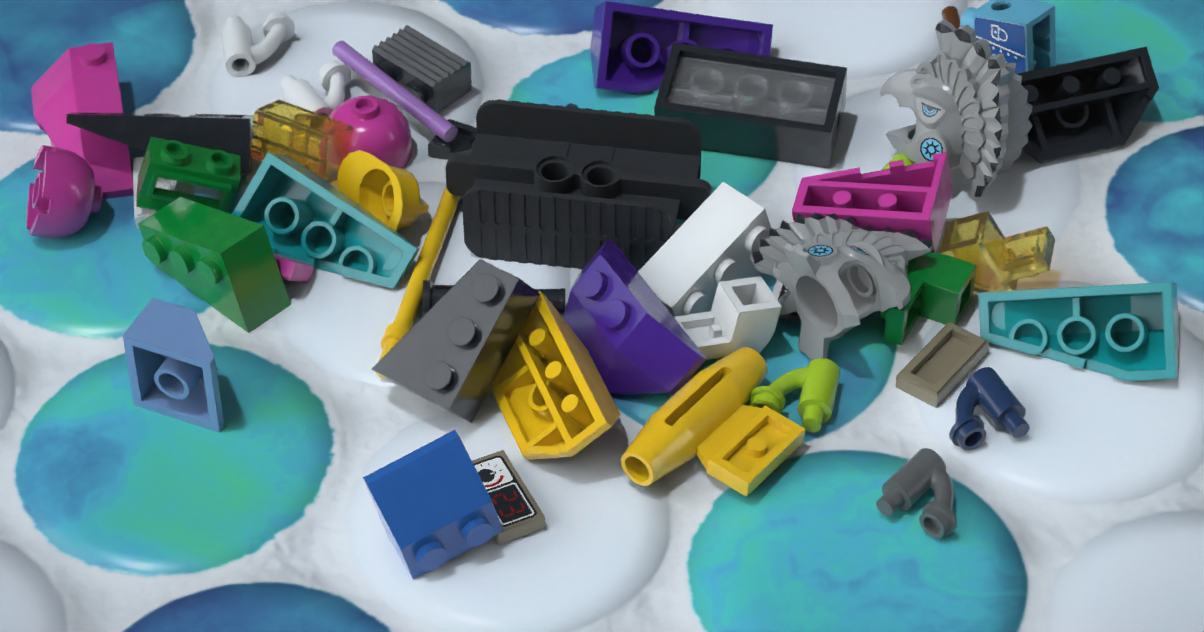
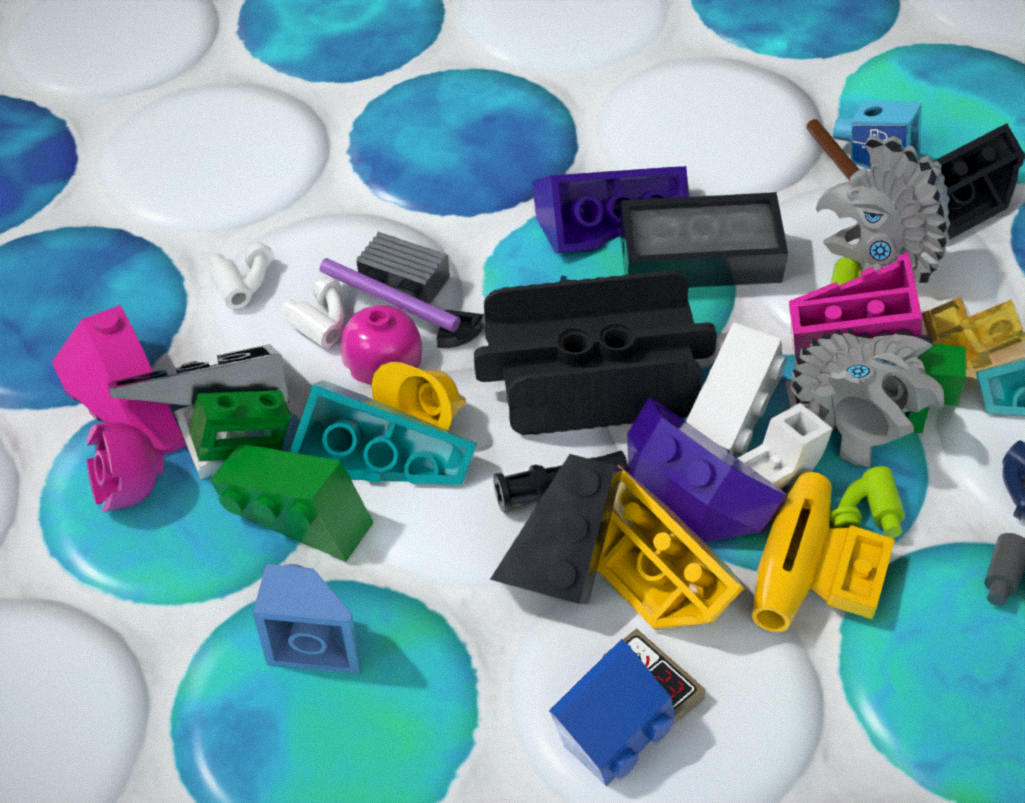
camera: 15 degrees left, 5 degrees up
(293, 269) = (367, 488): dark pink tile -> none
(302, 135) = (328, 357): clear yellow brick -> none
(422, 271) = (488, 532): yellow bar -> none
(942, 364) = (969, 444): dark tan tile -> none

